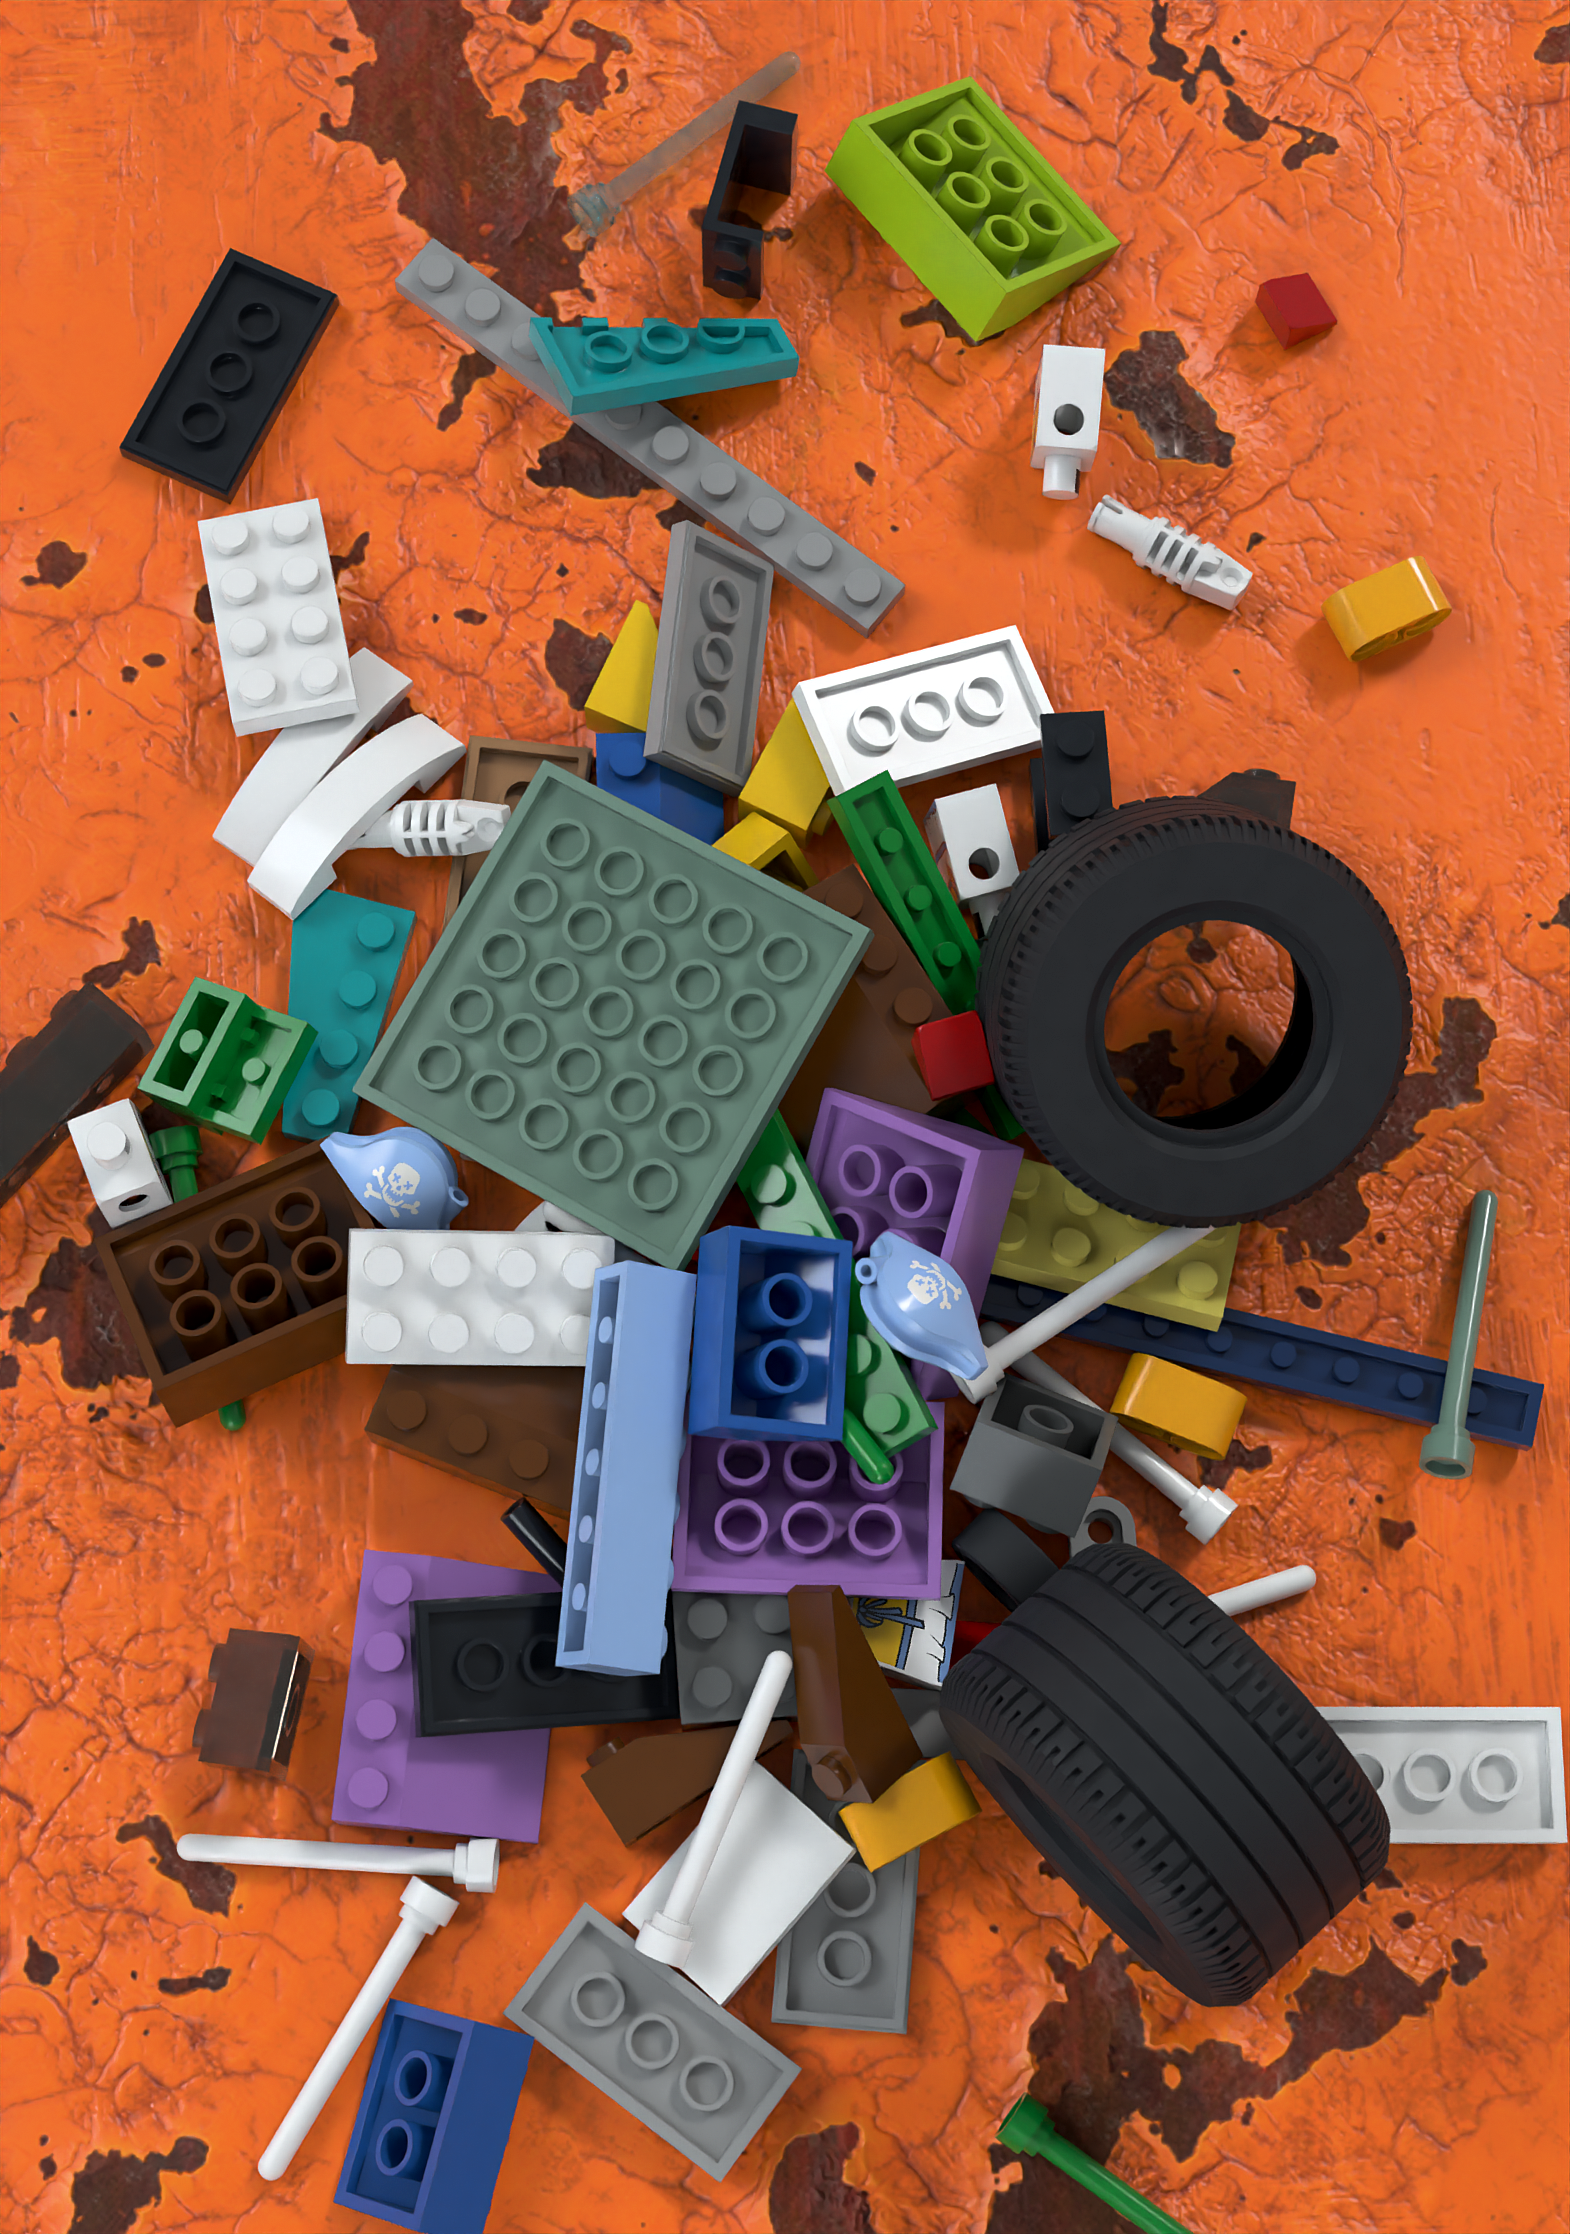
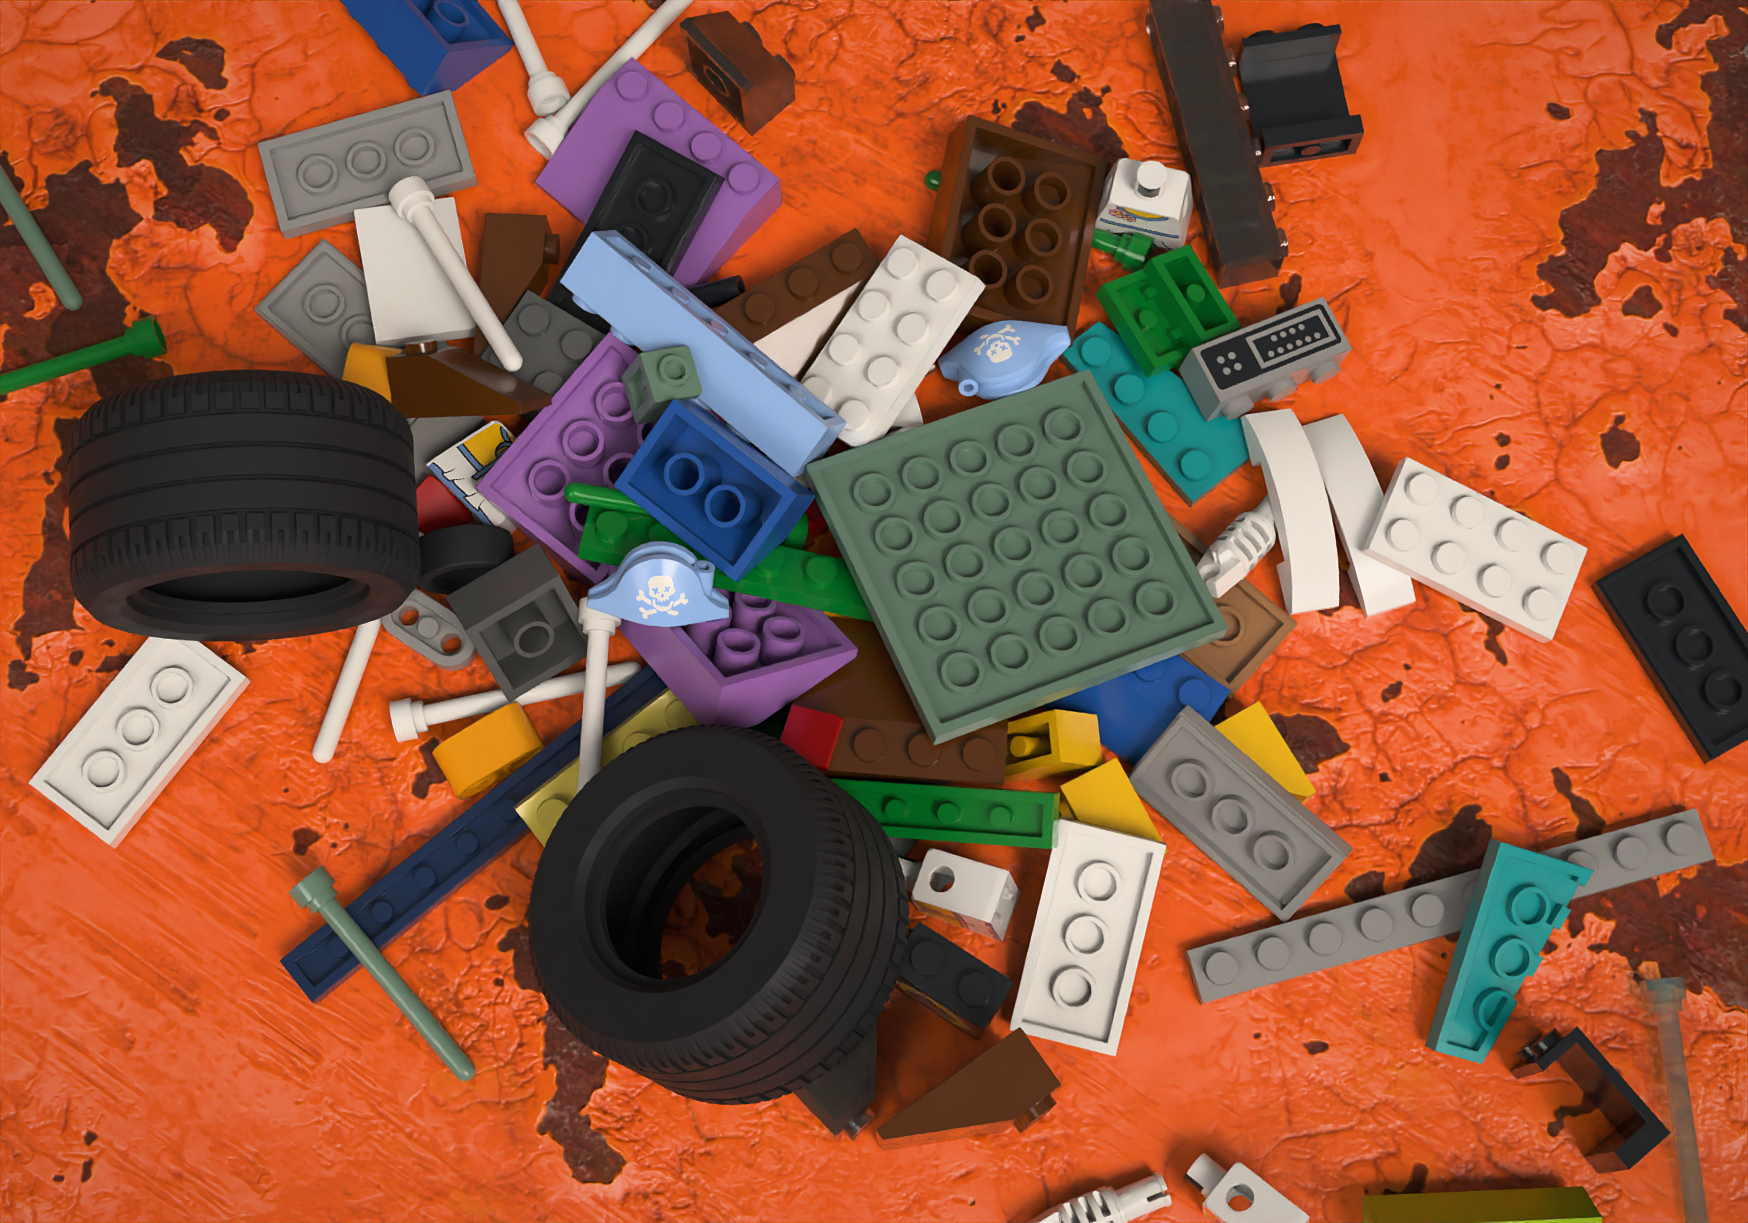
camera: 130 degrees right, 0 degrees up
(215, 930) = (1265, 360): none -> light grey brick
(699, 1475) = (658, 379): none -> sand green bracket
(1179, 683) = (985, 1097): none -> reddish brown slope

